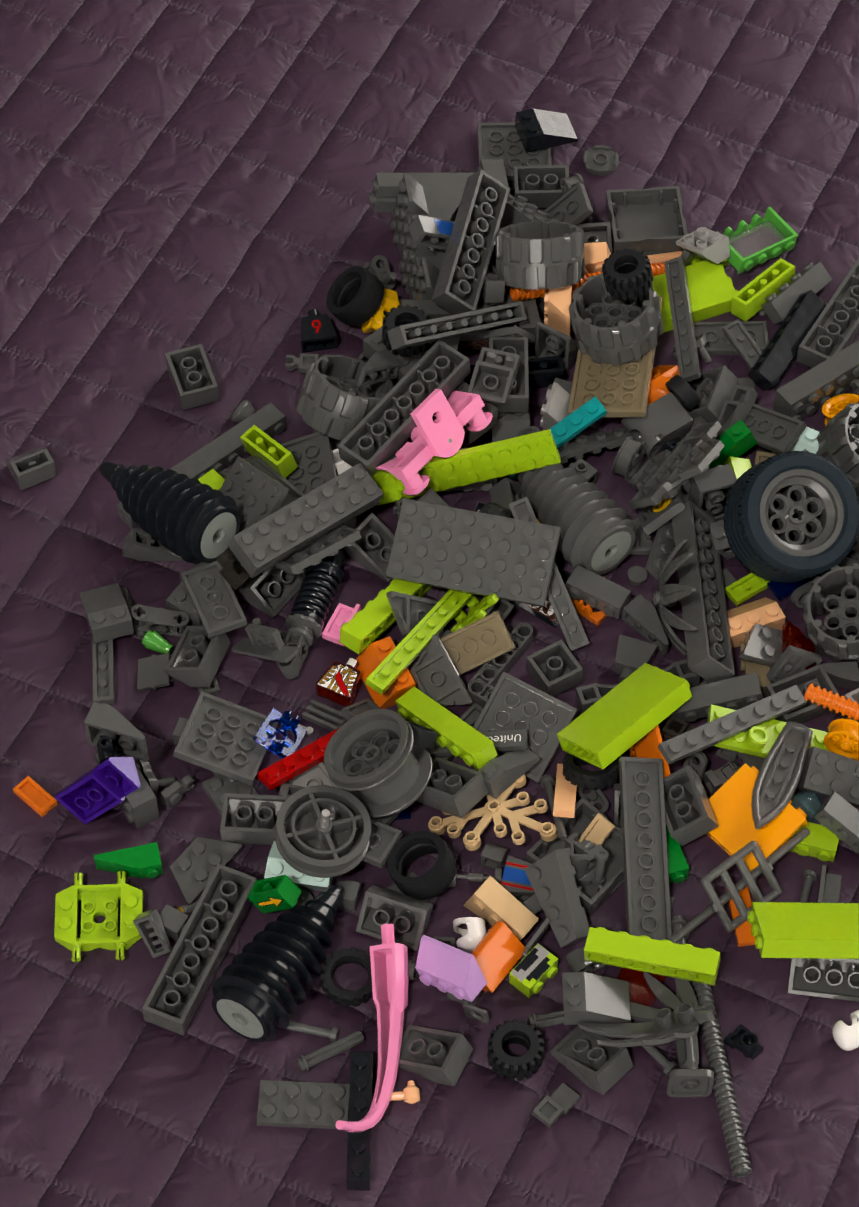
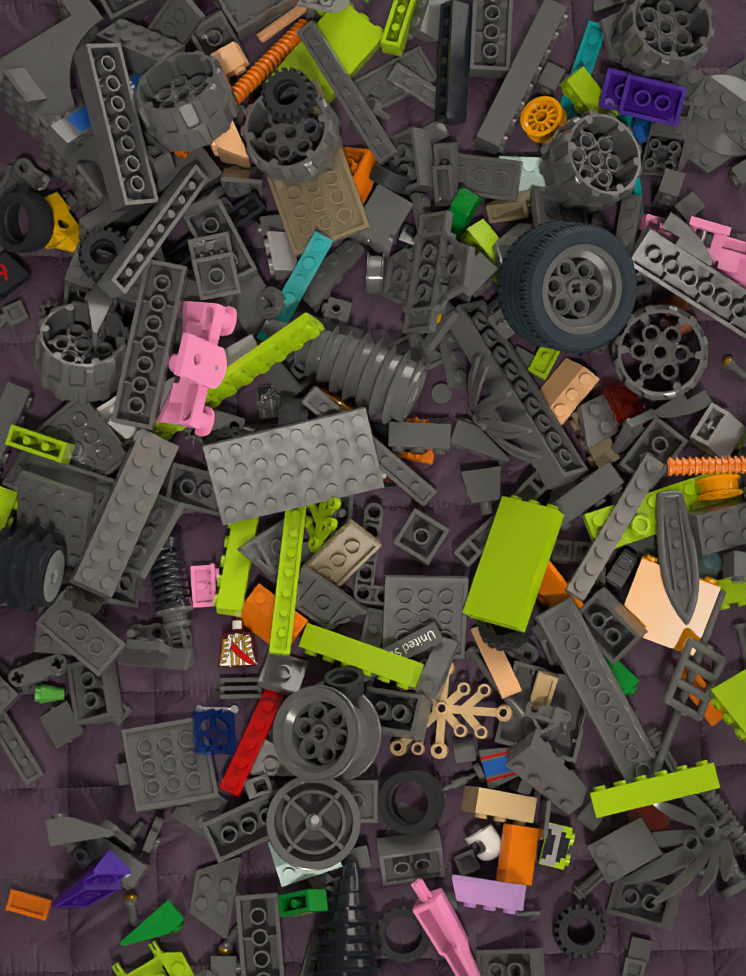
camera: 30 degrees left, 25 degrees up
(124, 835) = (130, 901): none -> dark grey piece

